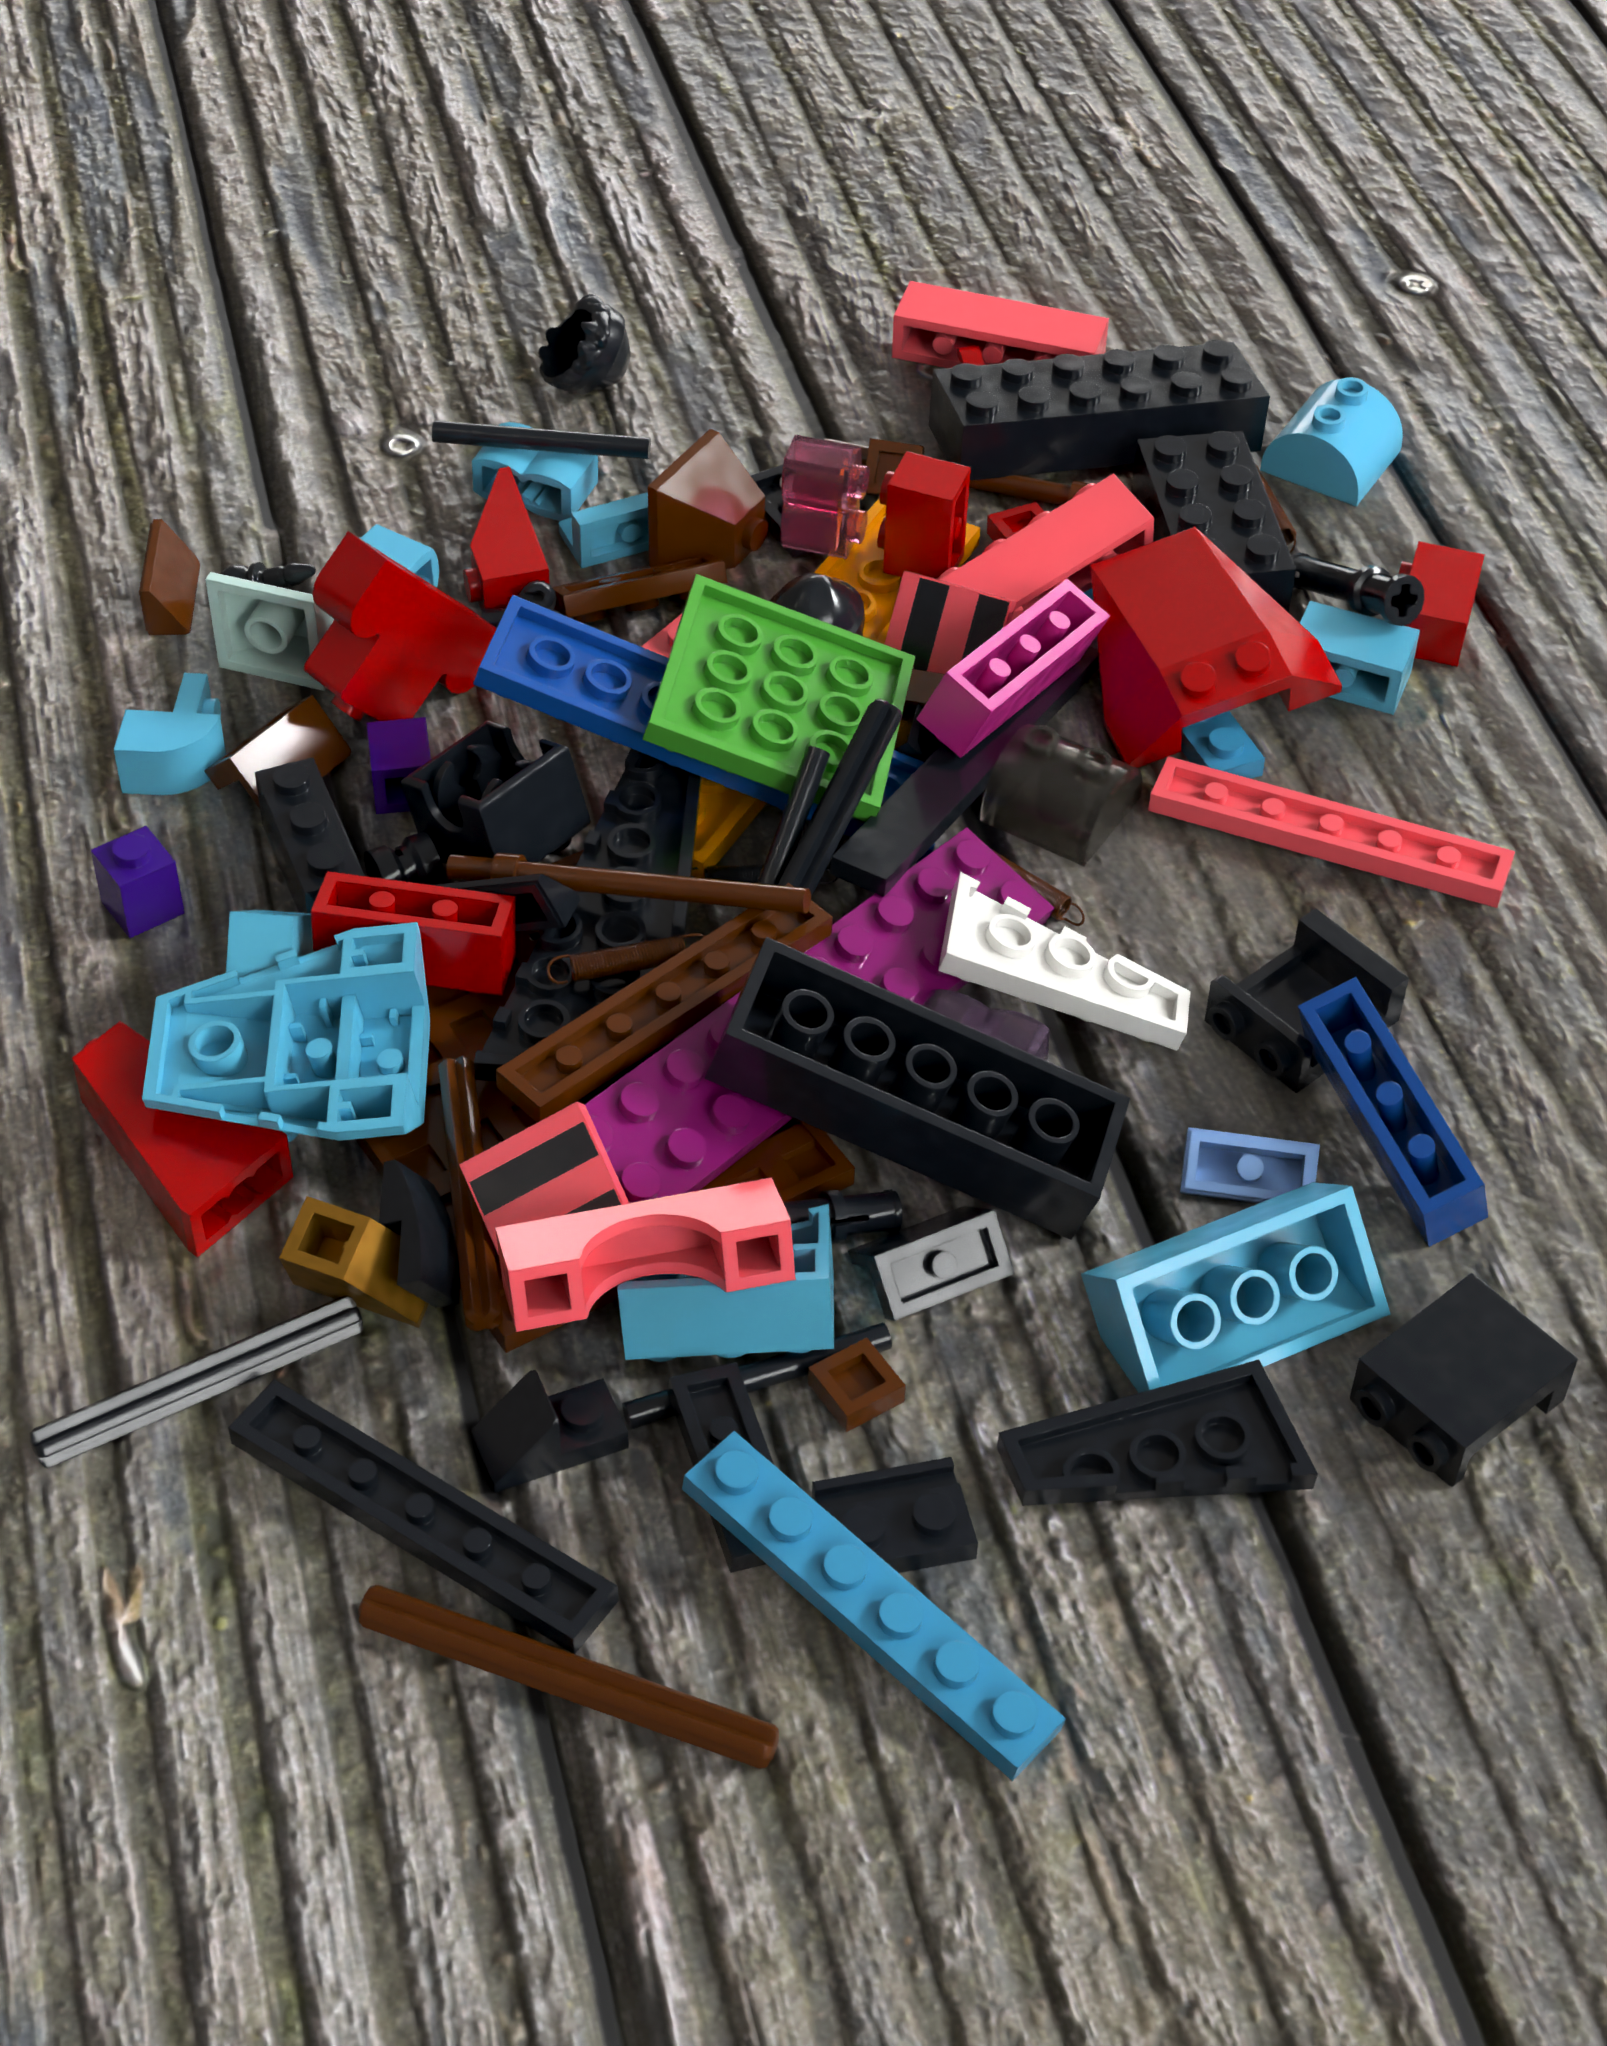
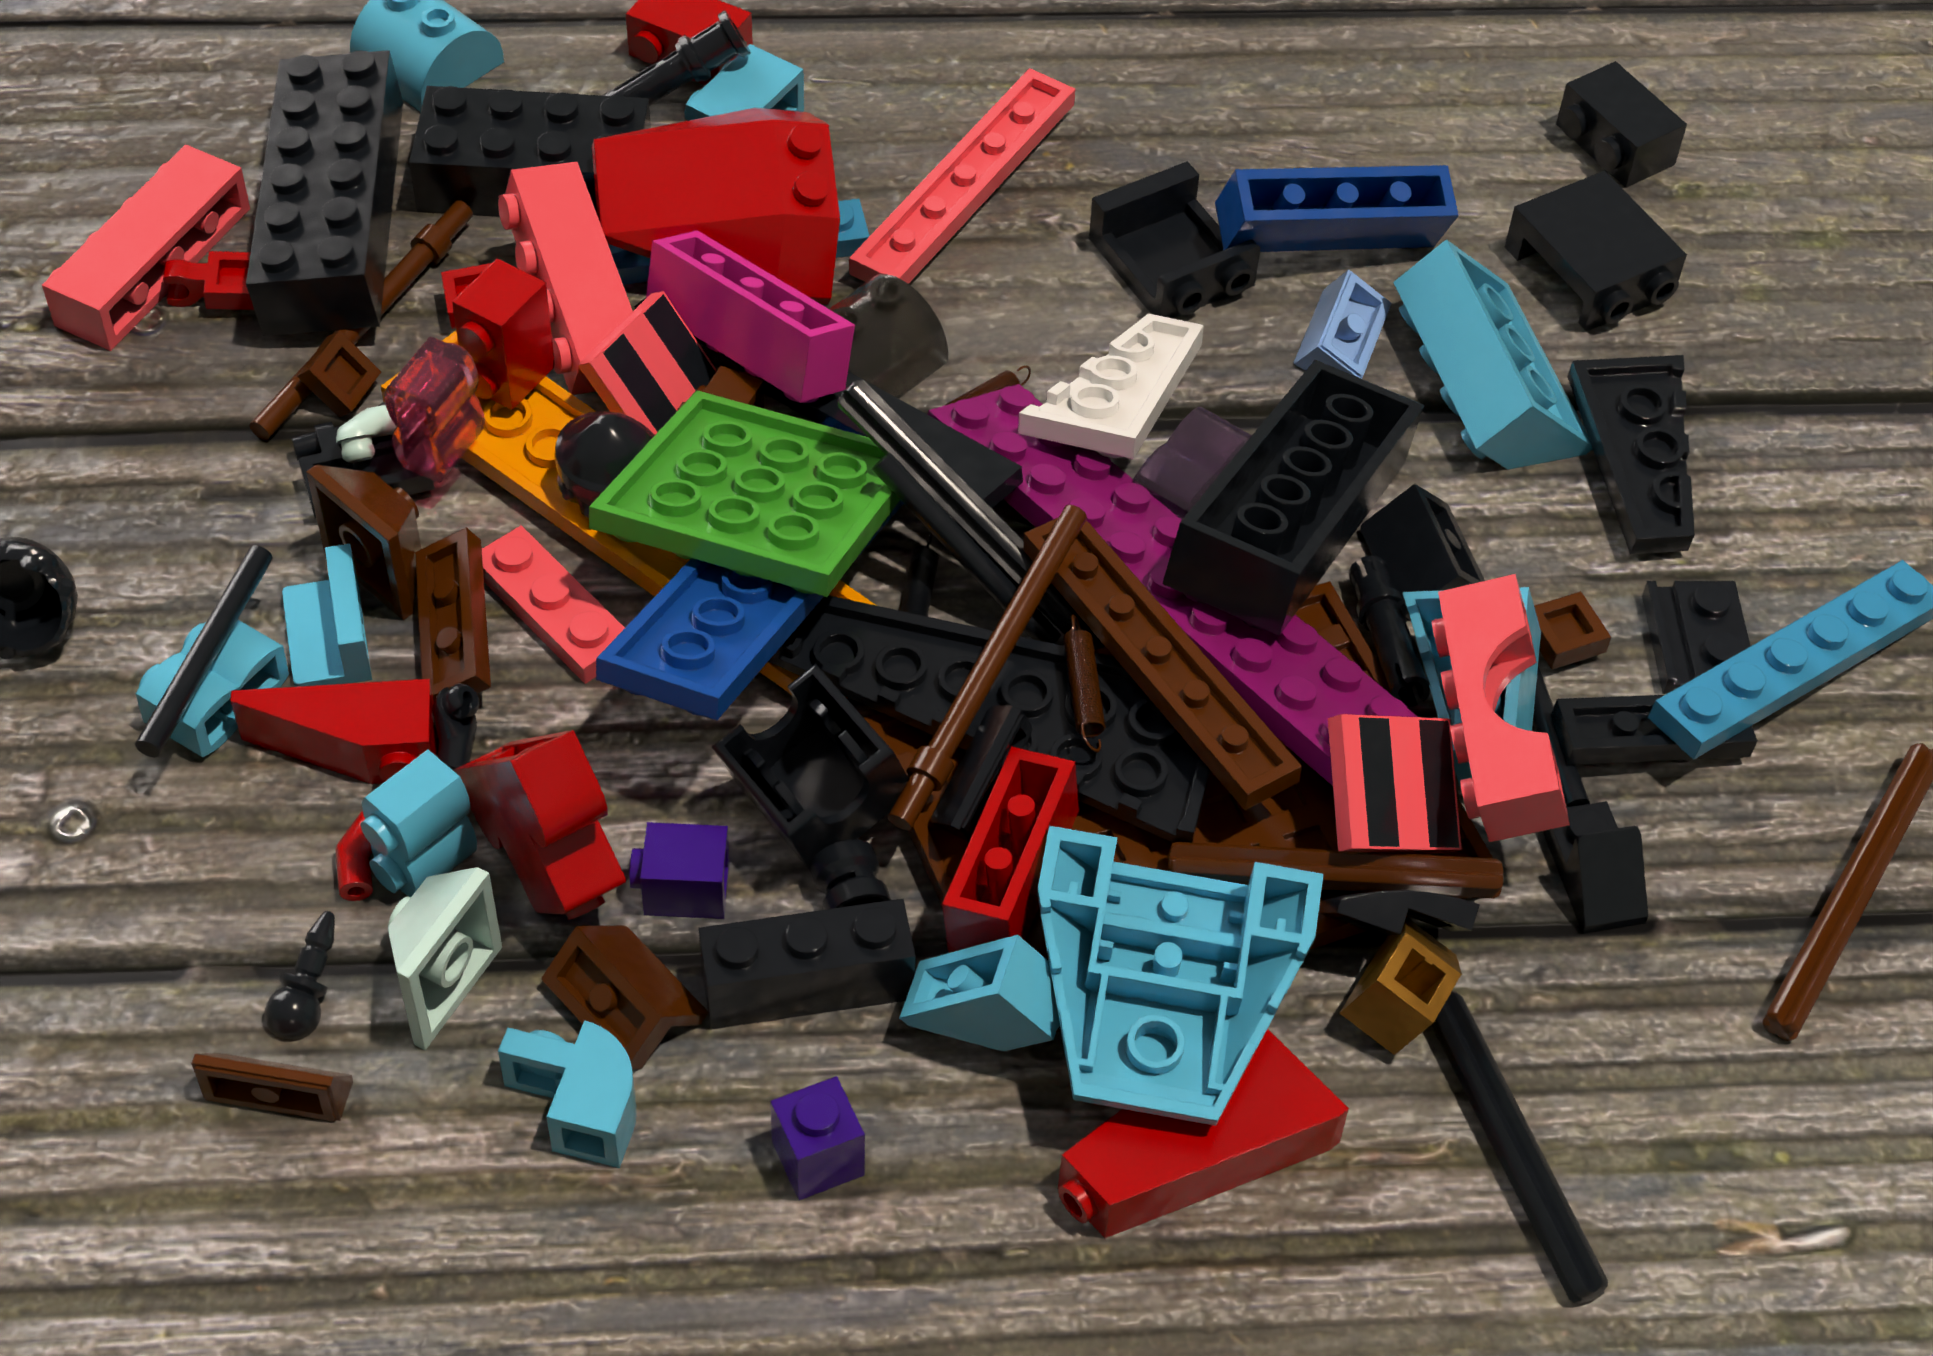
camera: 80 degrees left, 5 degrees up
(425, 1516) = (1684, 975): black plate -> none

